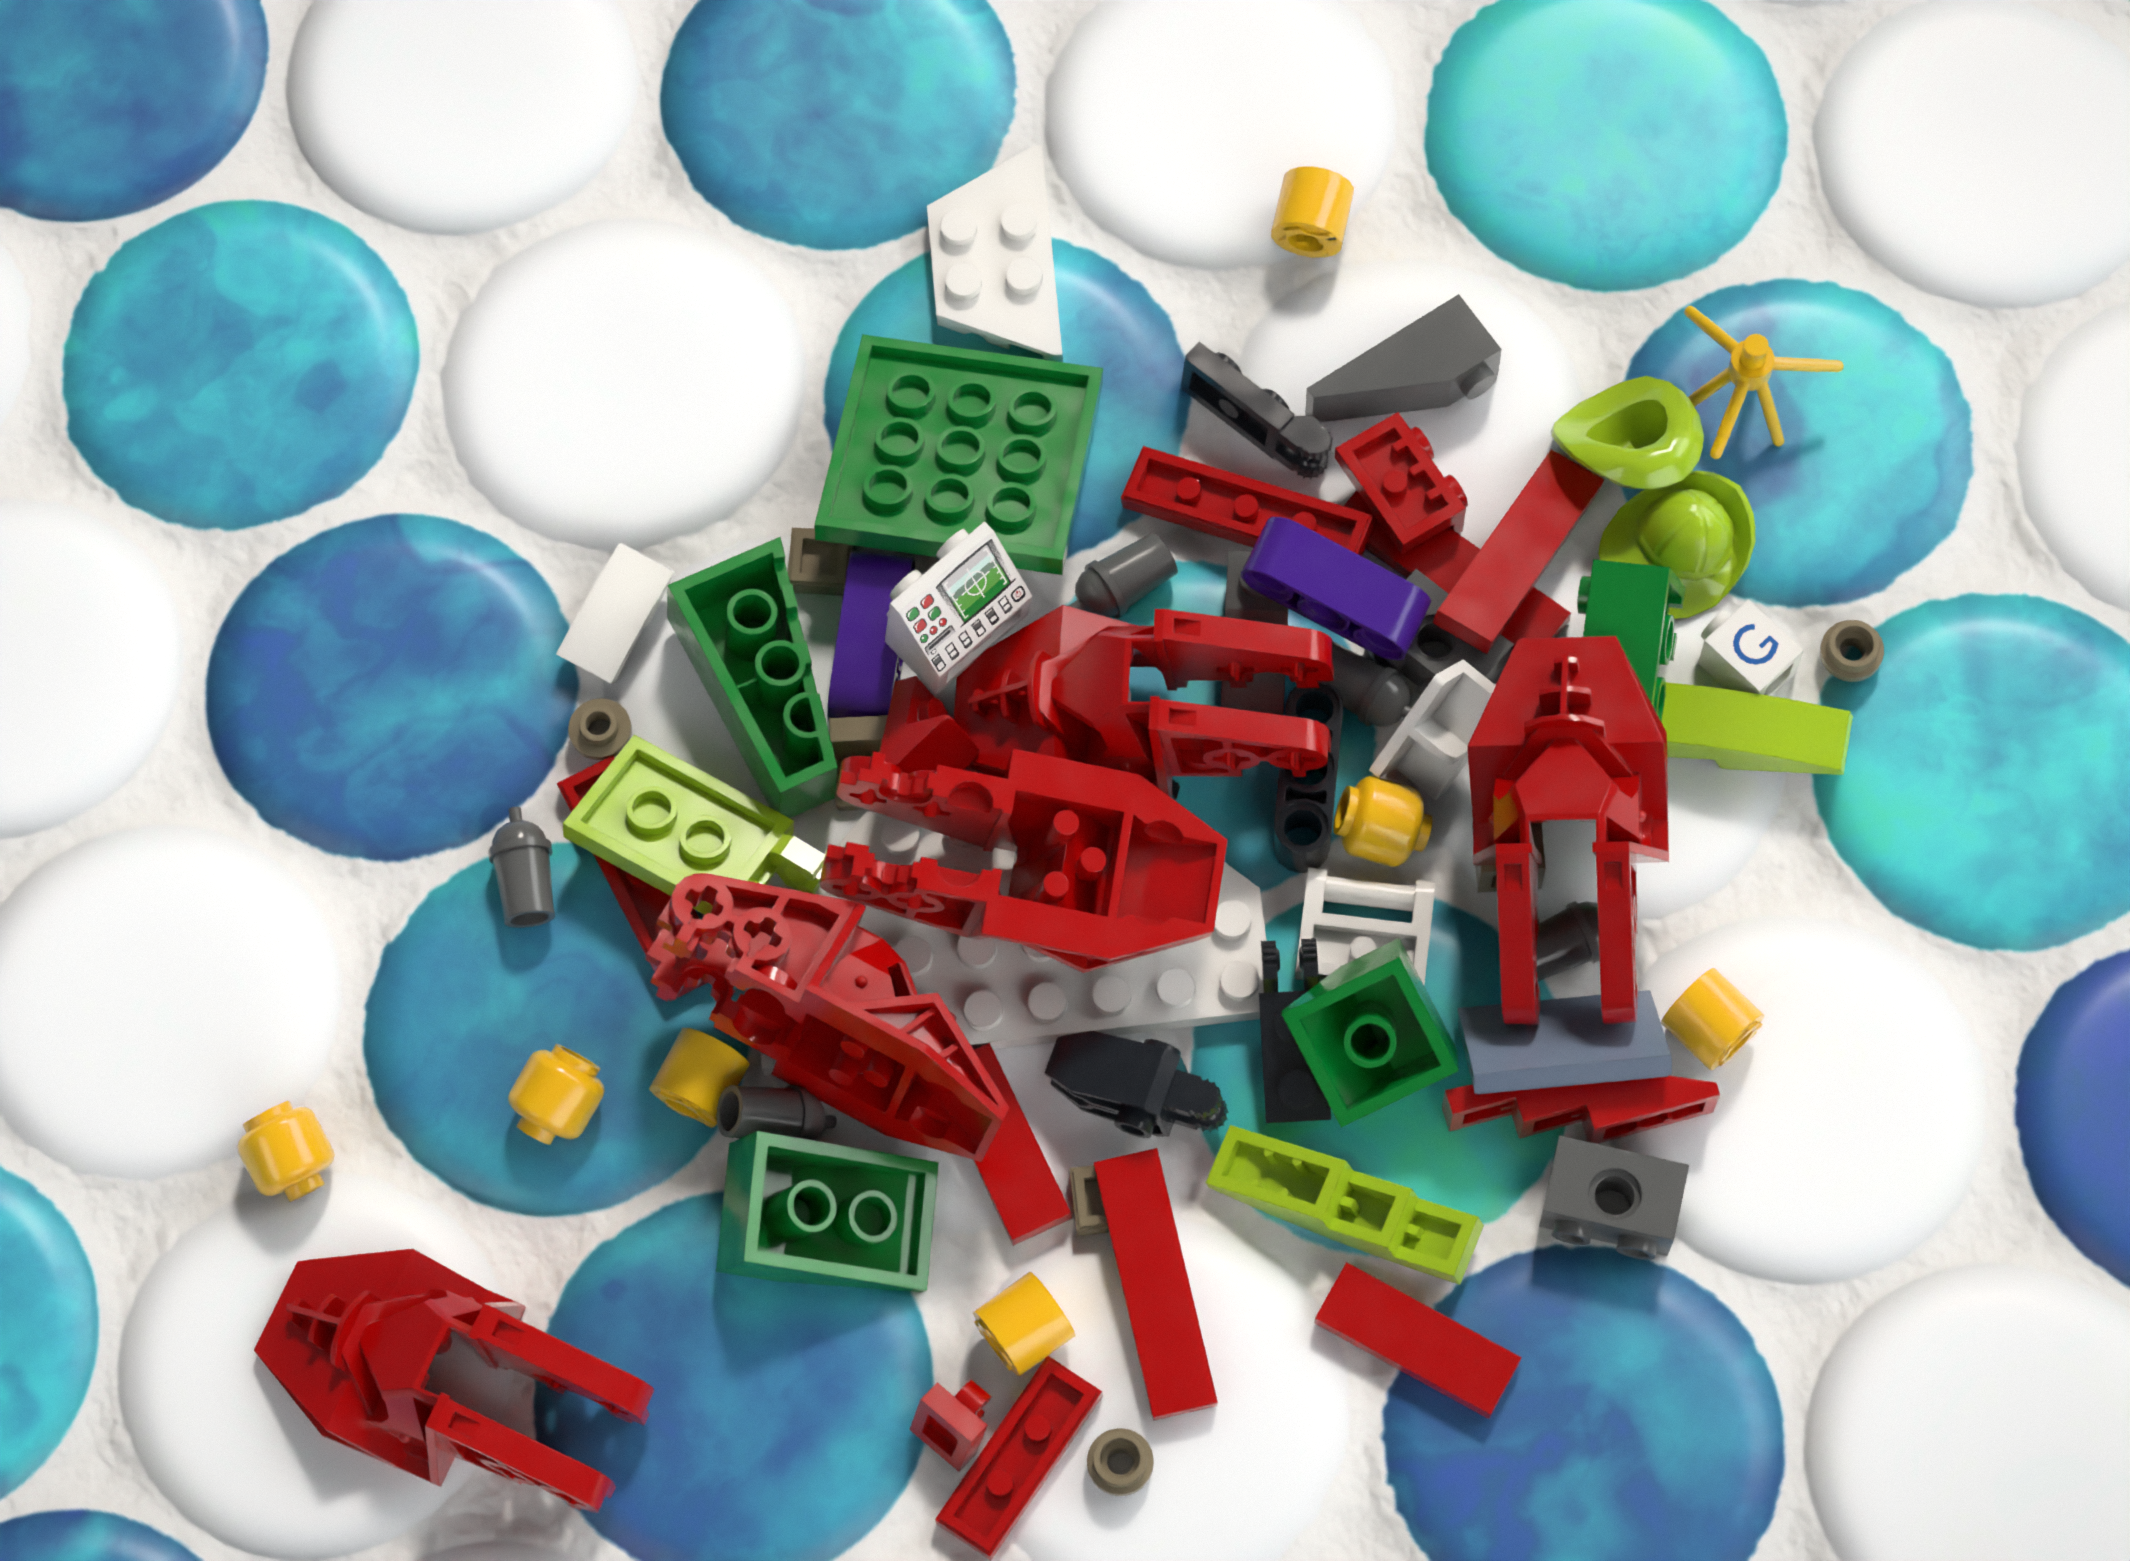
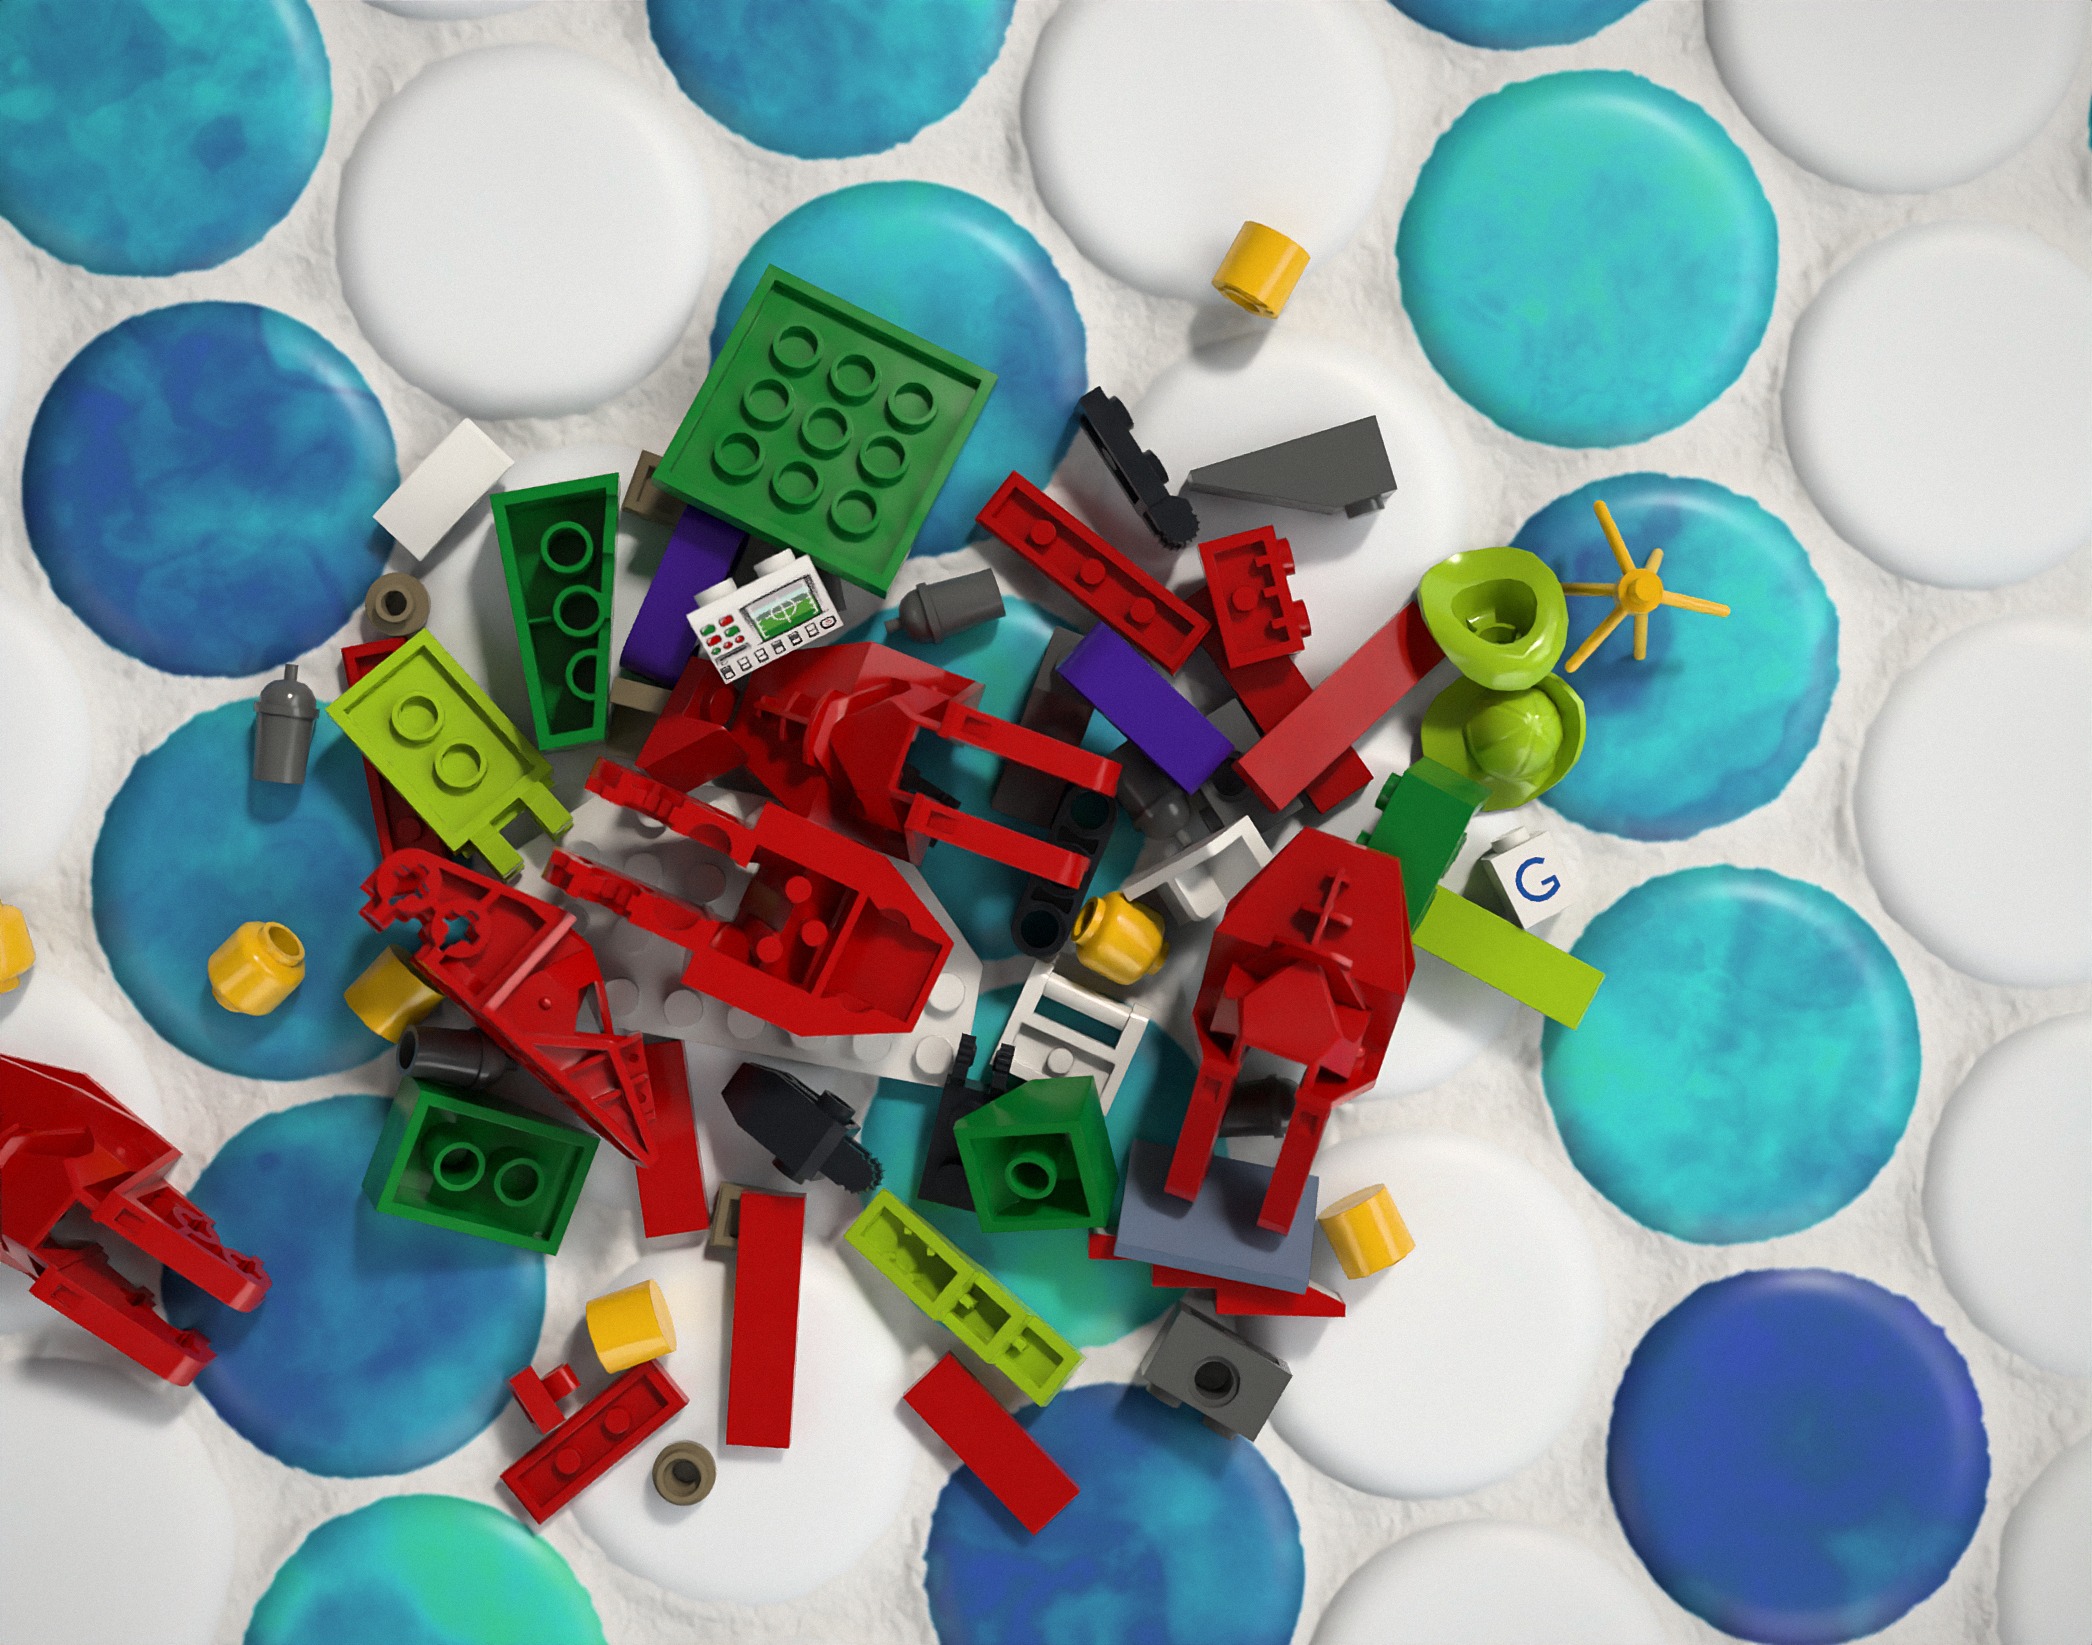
camera: 15 degrees right, 20 degrees up
(998, 258) = (932, 215): white wing -> none
(1855, 634) = (1650, 898): dark tan plate -> none

